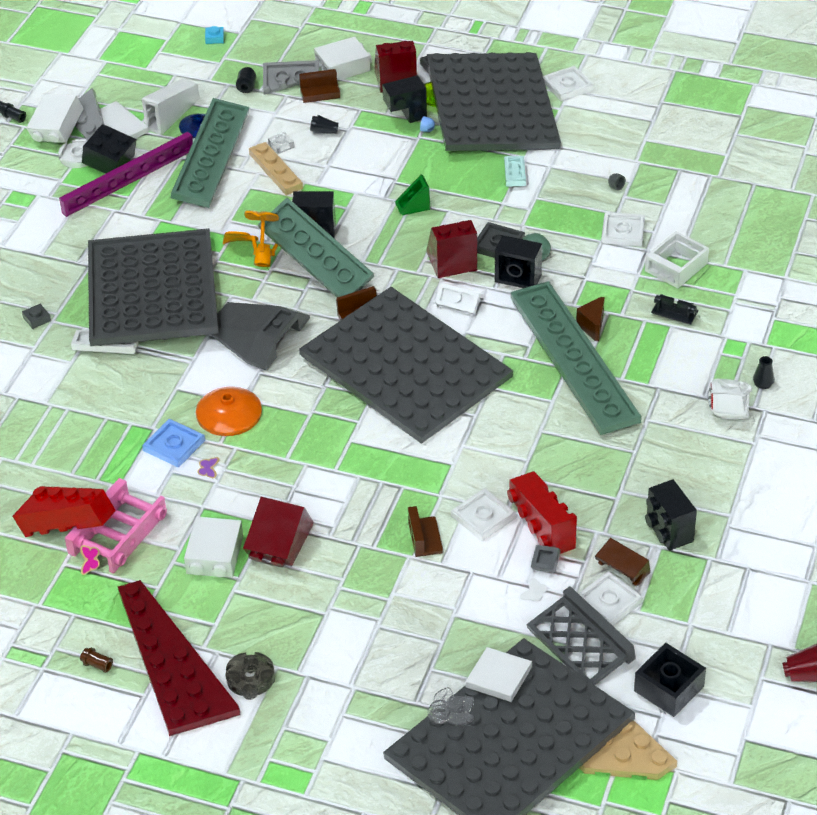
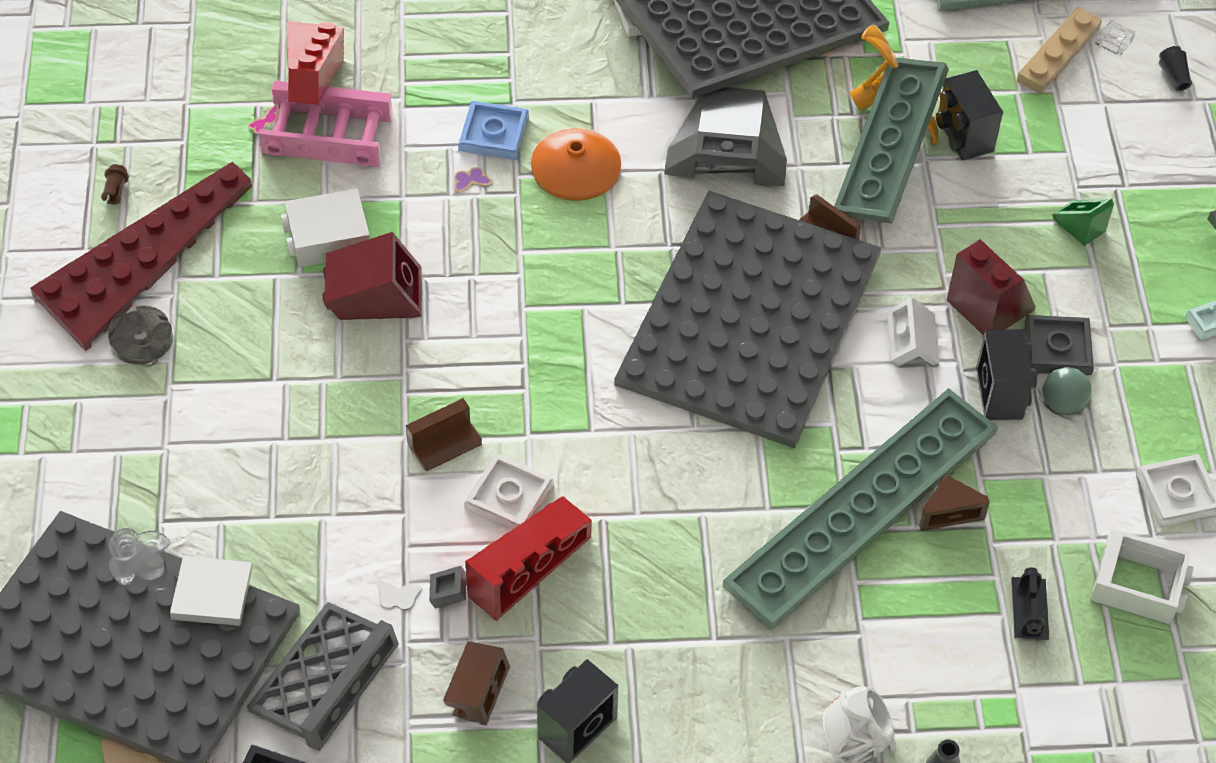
camera: 65 degrees right, 10 degrees up
(611, 597) = (410, 687): white tile -> none

